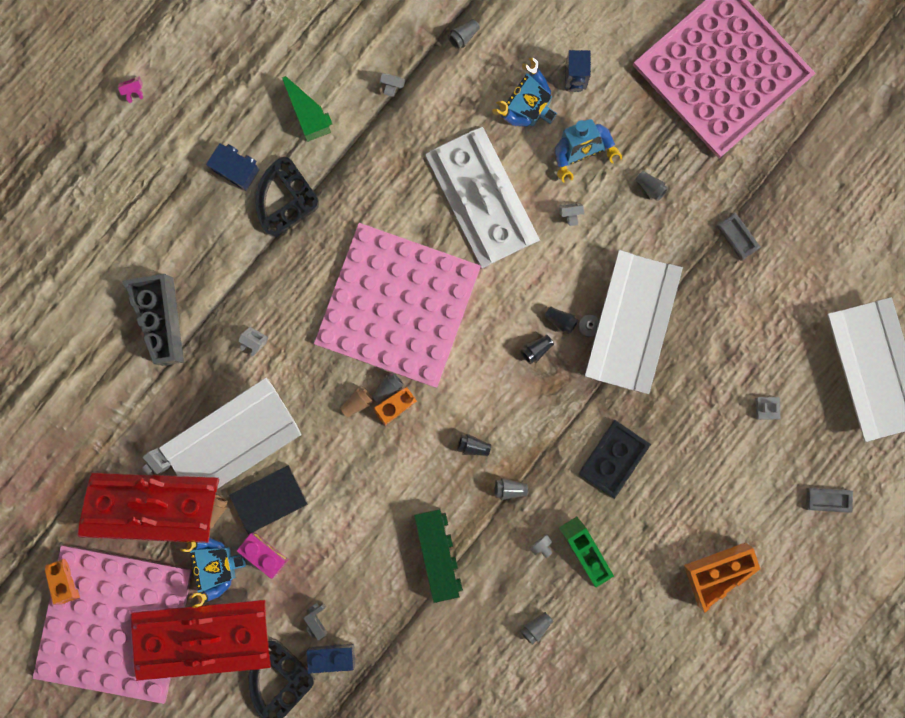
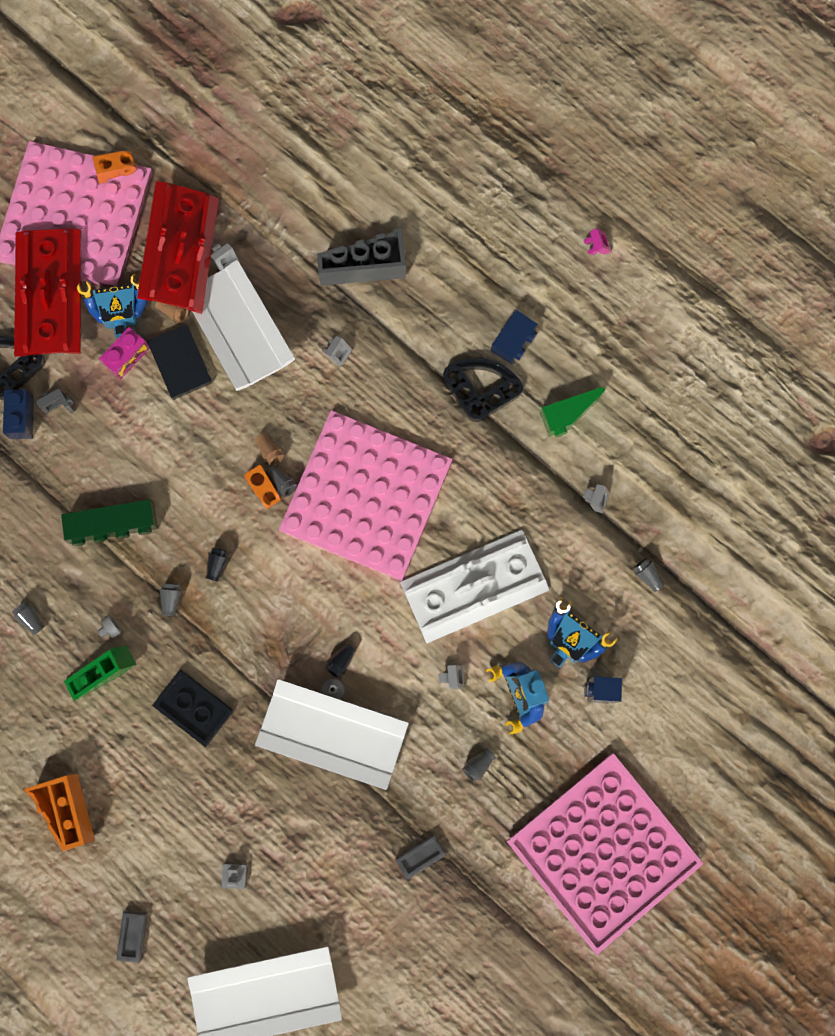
camera: 90 degrees right, 5 degrees down
(536, 349) = (311, 633): black cone -> none

